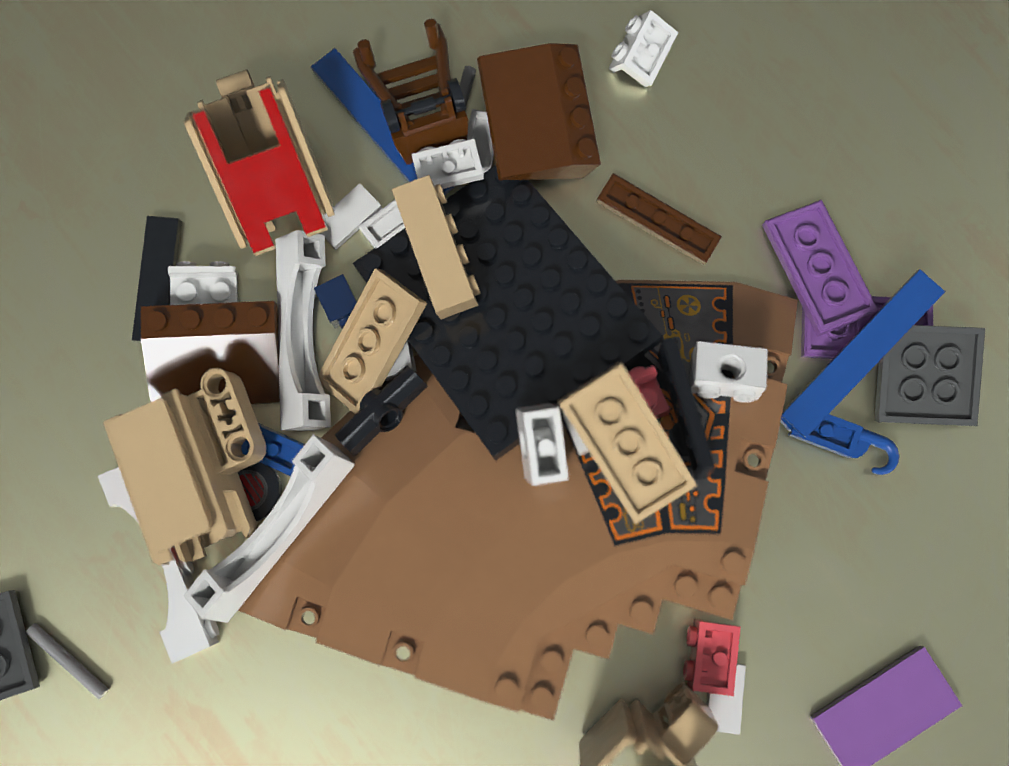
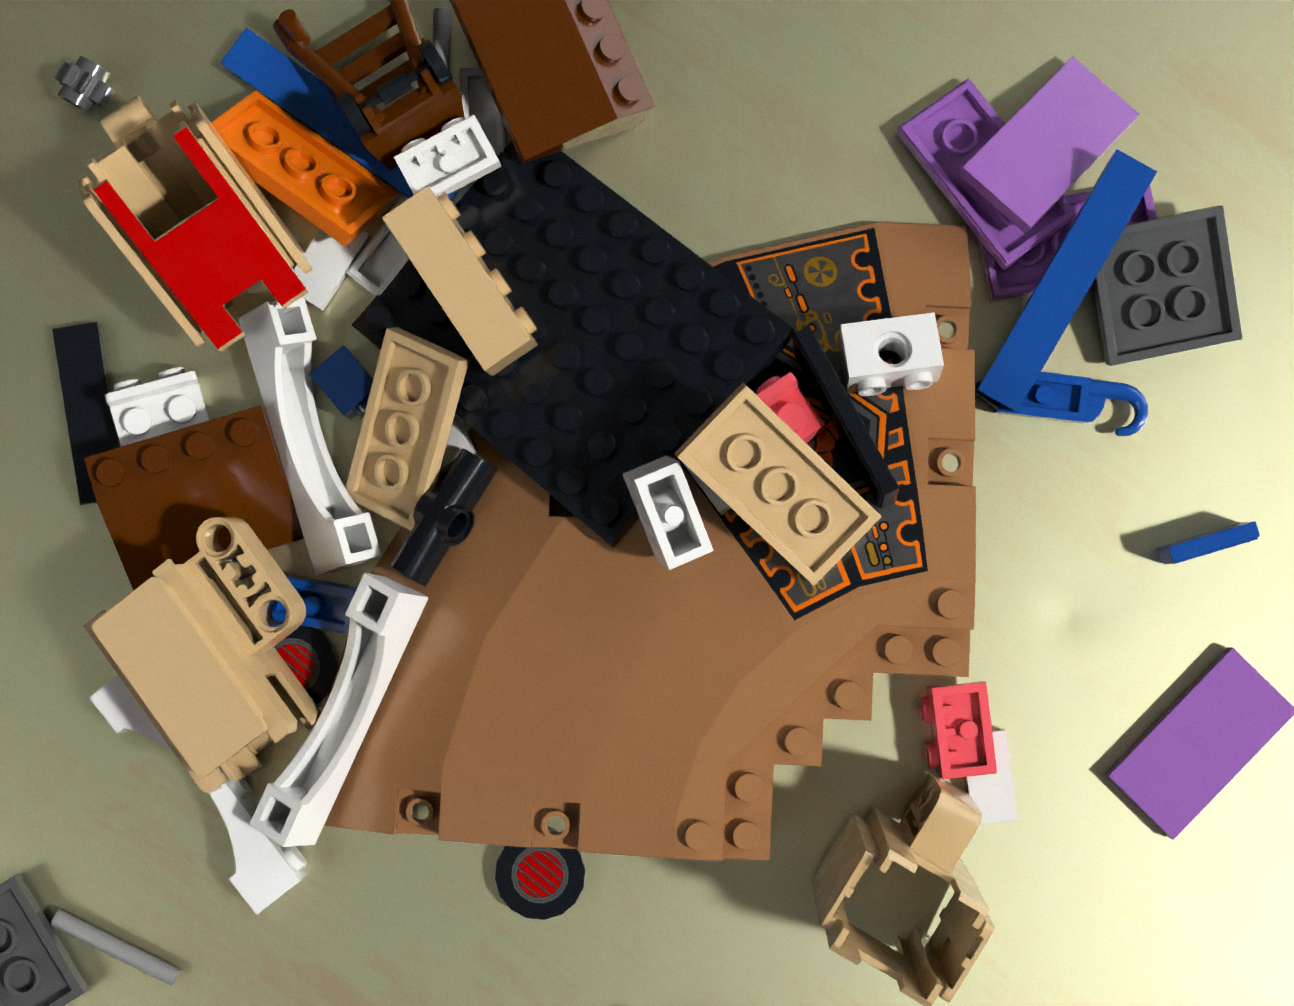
camera: 15 degrees left, 5 degrees up
(214, 57) = (84, 84): none -> dark grey gear
(347, 148) = (304, 168): none -> orange plate
(382, 690) = (539, 879): none -> tile
(658, 219) = (753, 159): reddish brown tile -> none
(868, 257) = (1048, 144): none -> medium lavender tile
(922, 566) = (1208, 543): none -> blue tile

